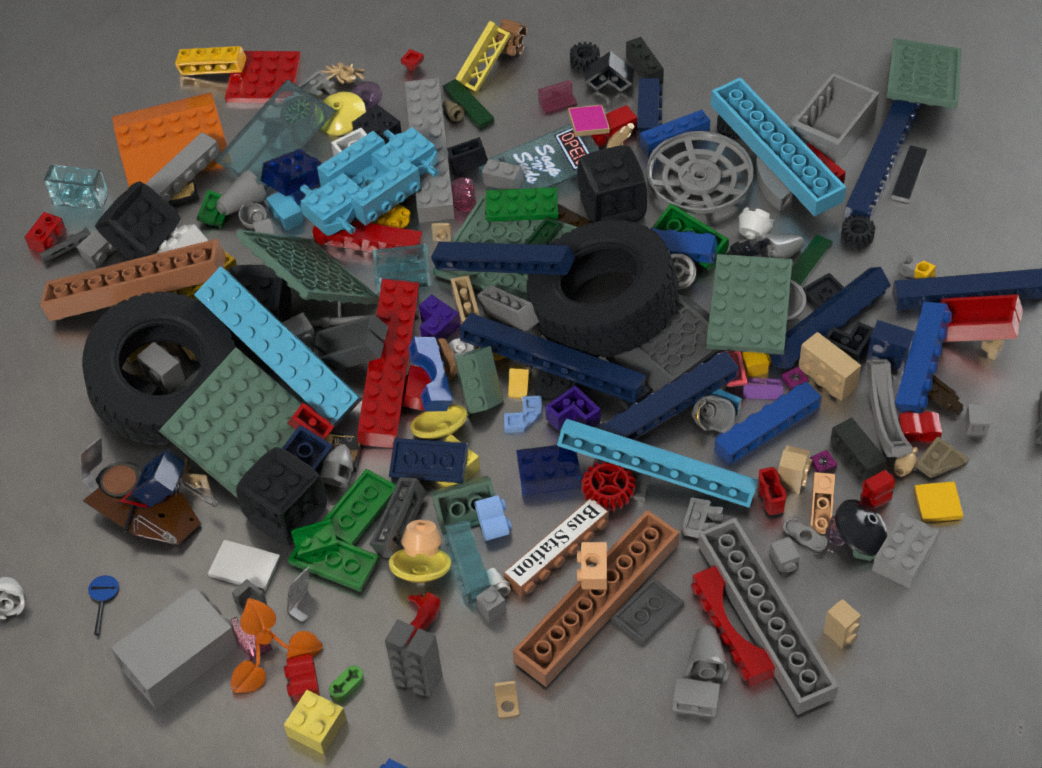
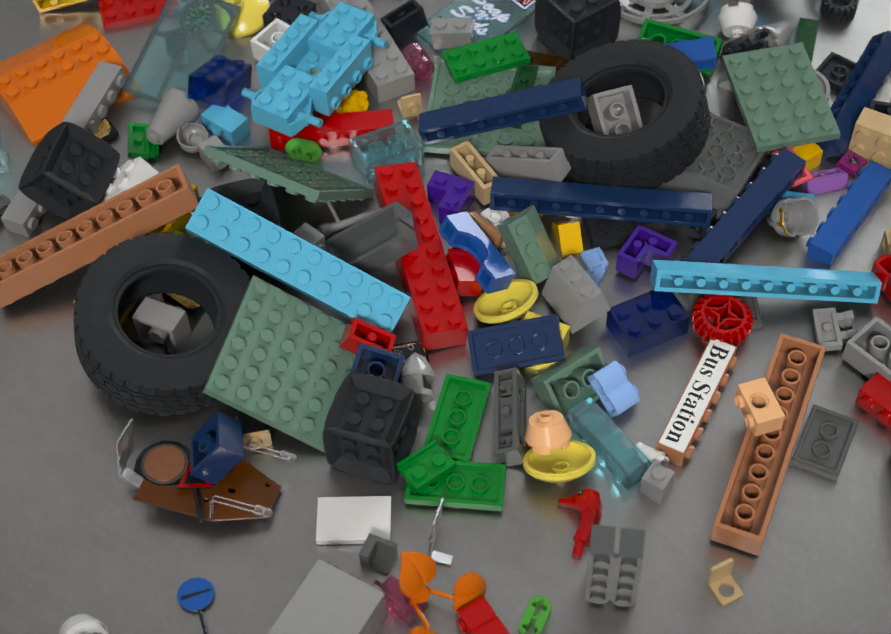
camera: 20 degrees left, 0 degrees up
(336, 249) = (299, 149): none -> bright green beam
(496, 431) = (574, 295): none -> light grey slope
(599, 281) = (614, 111): none -> light grey brick

